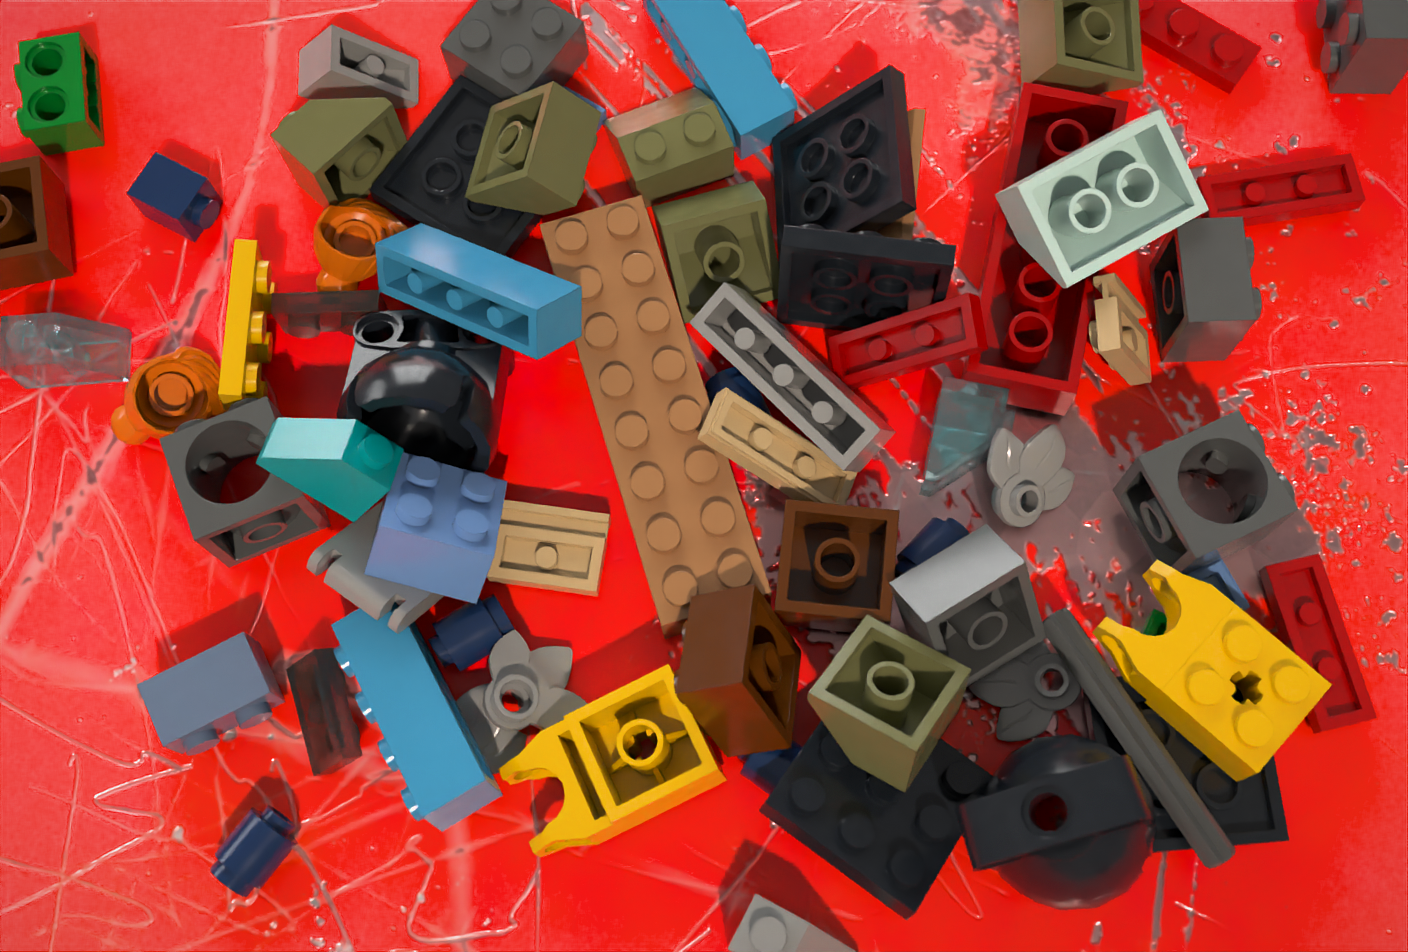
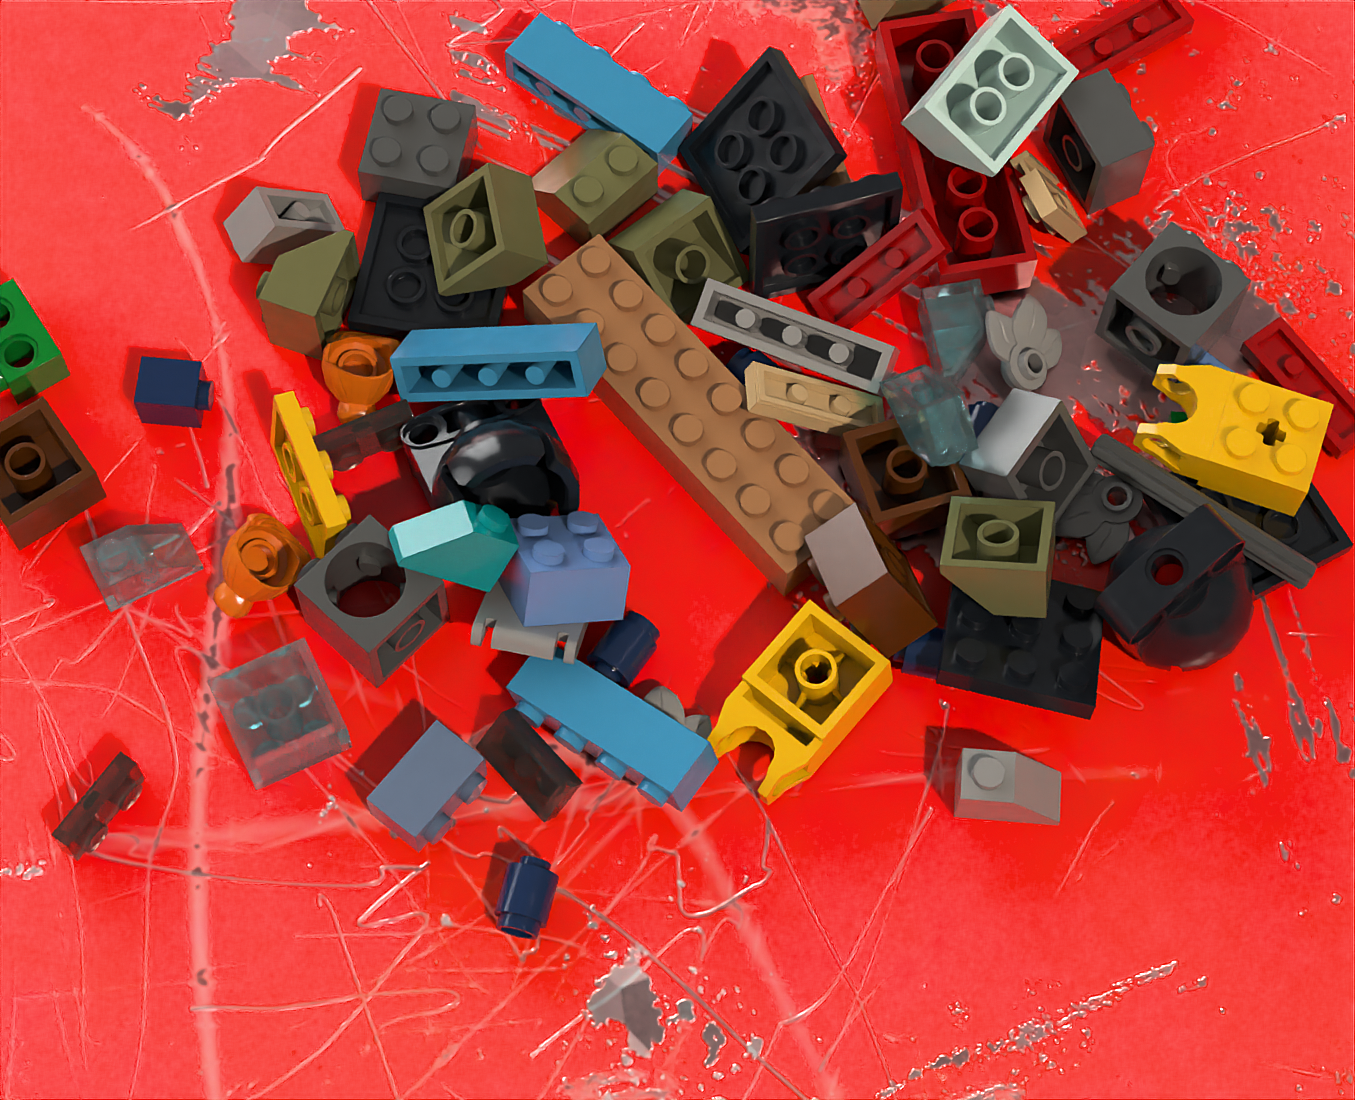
camera: 30 degrees left, 5 degrees down
(108, 559) = (280, 713): none -> clear light blue brick
(533, 679) = (693, 672): light grey plate -> none
(550, 548) = (664, 555): tan plate -> none
(881, 520) = (931, 415): none -> clear light blue slope

